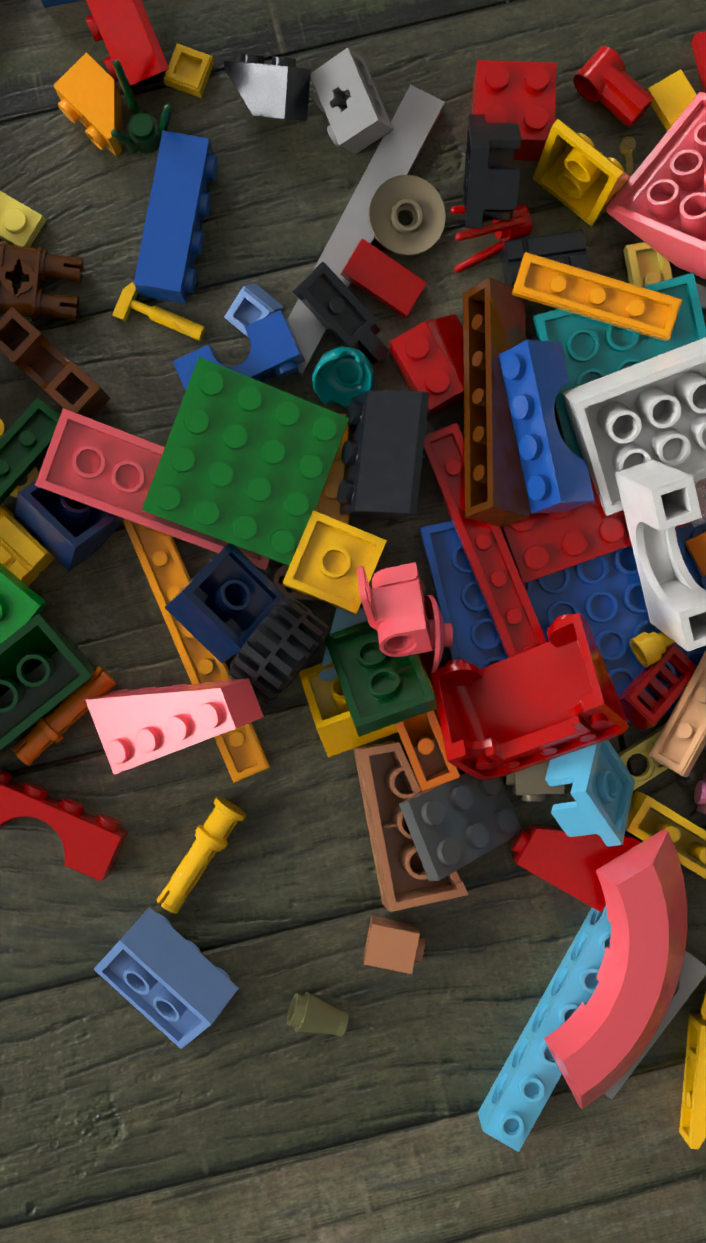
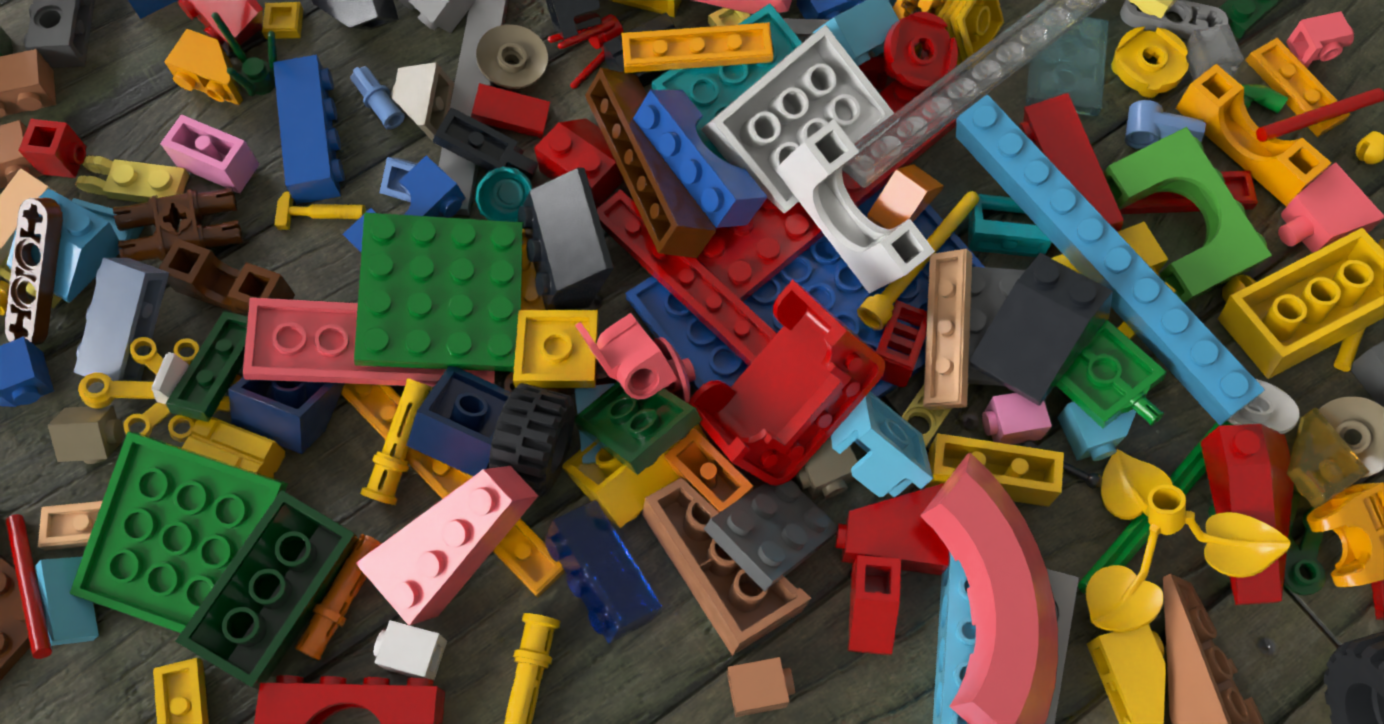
camera: 20 degrees left, 20 degrees down
(70, 213) = (210, 153): none -> bright pink brick
(108, 793) = (409, 650): none -> white brick
(151, 614) = (414, 394): none -> yellow pin
(255, 206) = (377, 97): none -> medium blue axle
(297, 790) = (601, 572): none -> clear blue brick
(301, 232) = (424, 95): none -> slope
(521, 914) = (874, 604): none -> red slope

